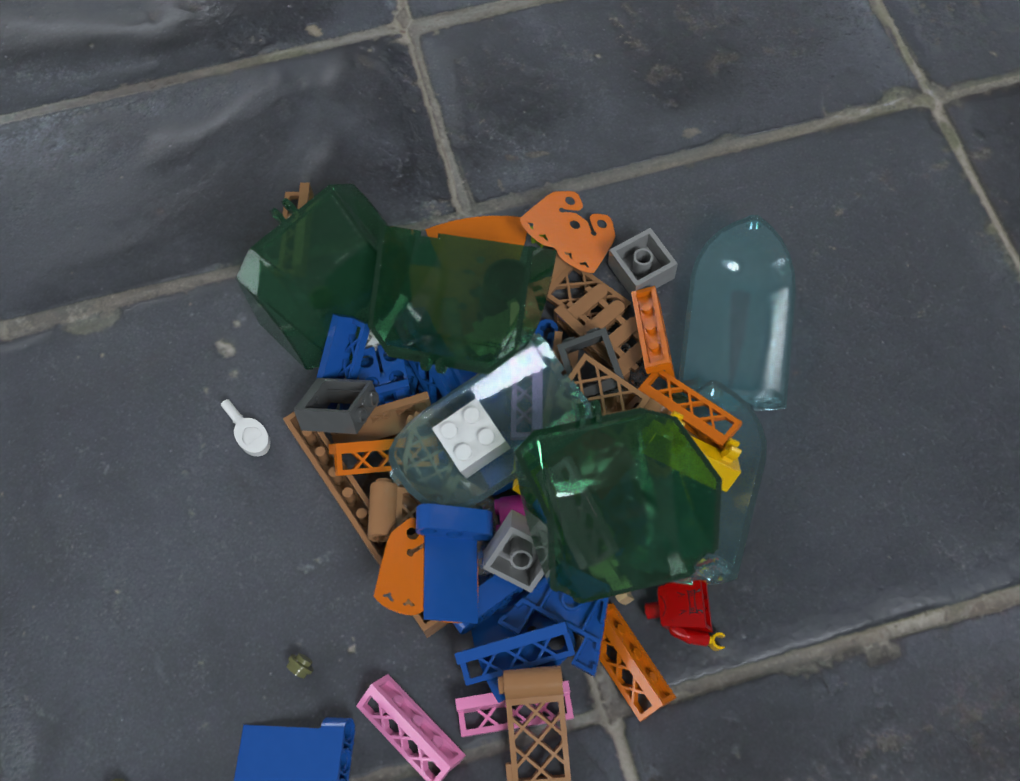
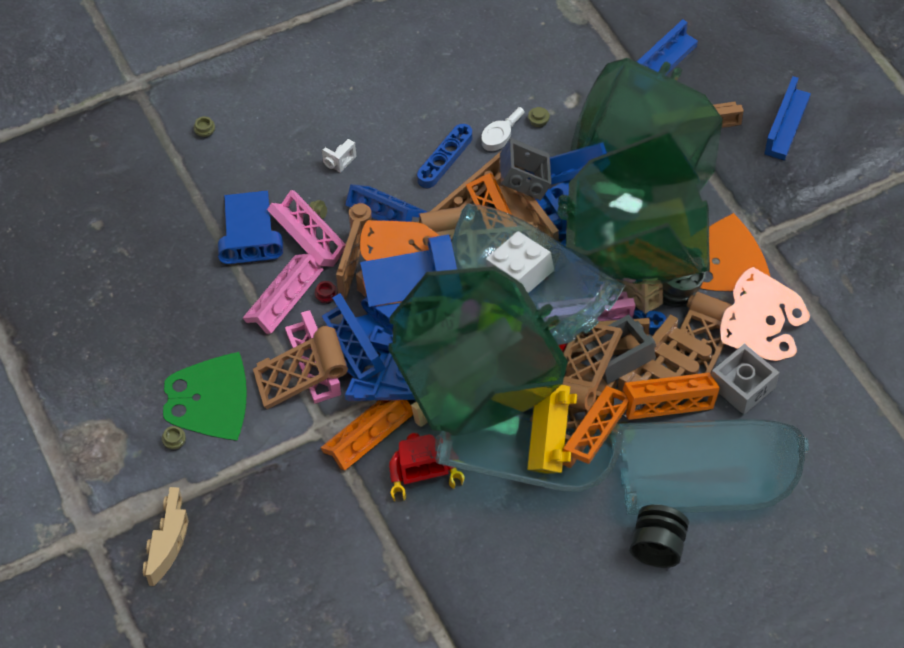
camera: 75 degrees right, 10 degrees down
(205, 244) = (670, 48): none -> blue fence
(227, 622) = (341, 157): none -> white bracket
(239, 386) = (538, 116): none -> olive plate
(262, 498) = (447, 156): none -> blue beam
(327, 152) = (787, 121): none -> blue fence
(327, 581) = (382, 205): none -> blue fence
(351, 619) = (358, 216): none -> medium nougat piece
(354, 678) = (301, 233): none -> bright pink fence
(422, 676) = (325, 291): none -> dark red plate
(819, 382) = (659, 536): none -> pearl dark grey wheel

